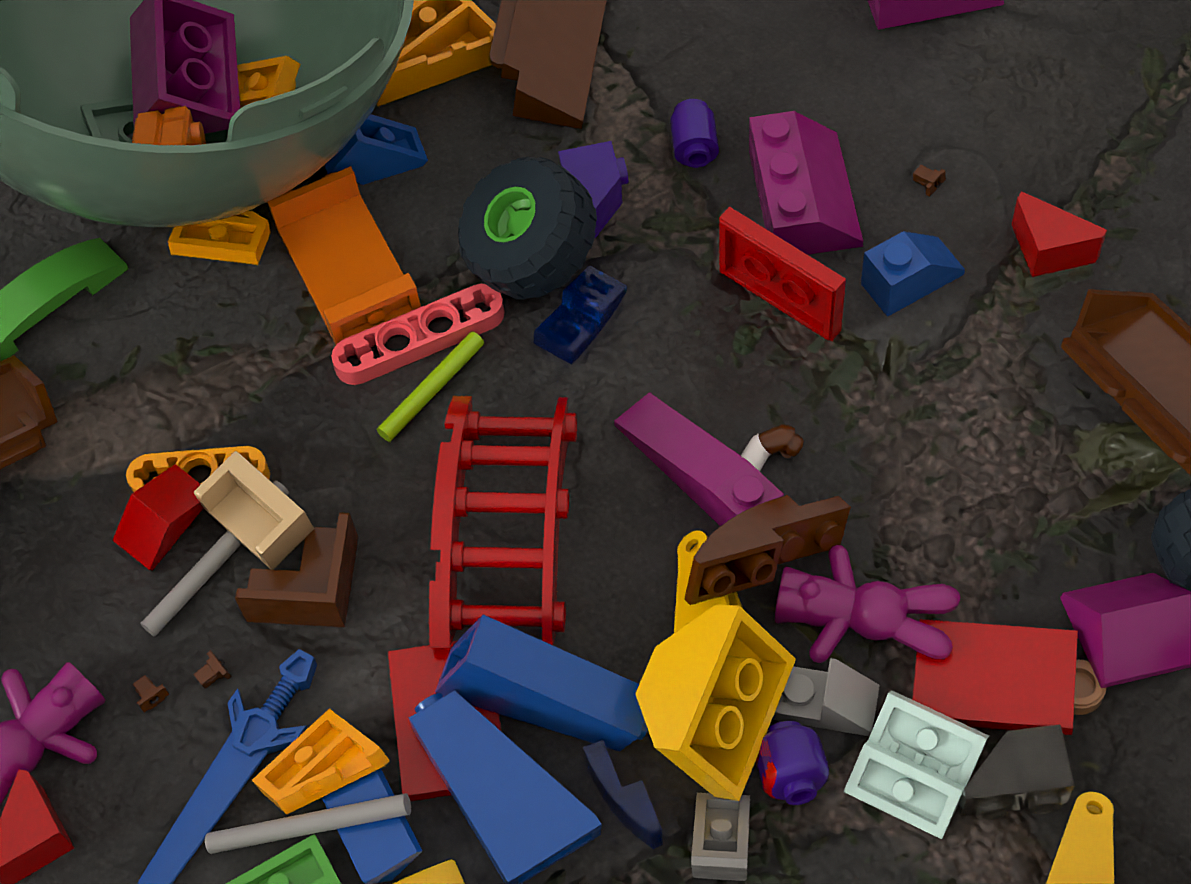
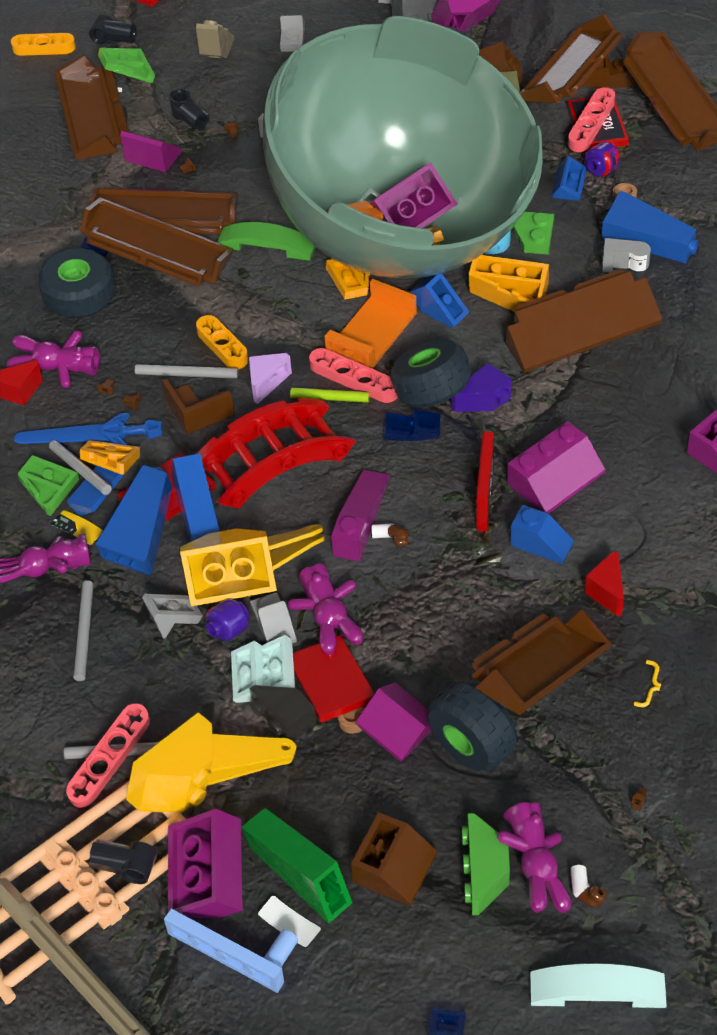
camera: 55 degrees right, 10 degrees down
(158, 516) = (189, 337): red slope -> none
(254, 510) = (213, 365): tan panel -> none
(322, 450) = (268, 373): none -> lavender slope
(629, 802) = (166, 574): clear blue slope -> none
(694, 133) = (551, 412): dark purple brick -> none
(754, 542) = (319, 539): reddish brown slope -> none
(929, 178) = (608, 521): reddish brown piece -> none

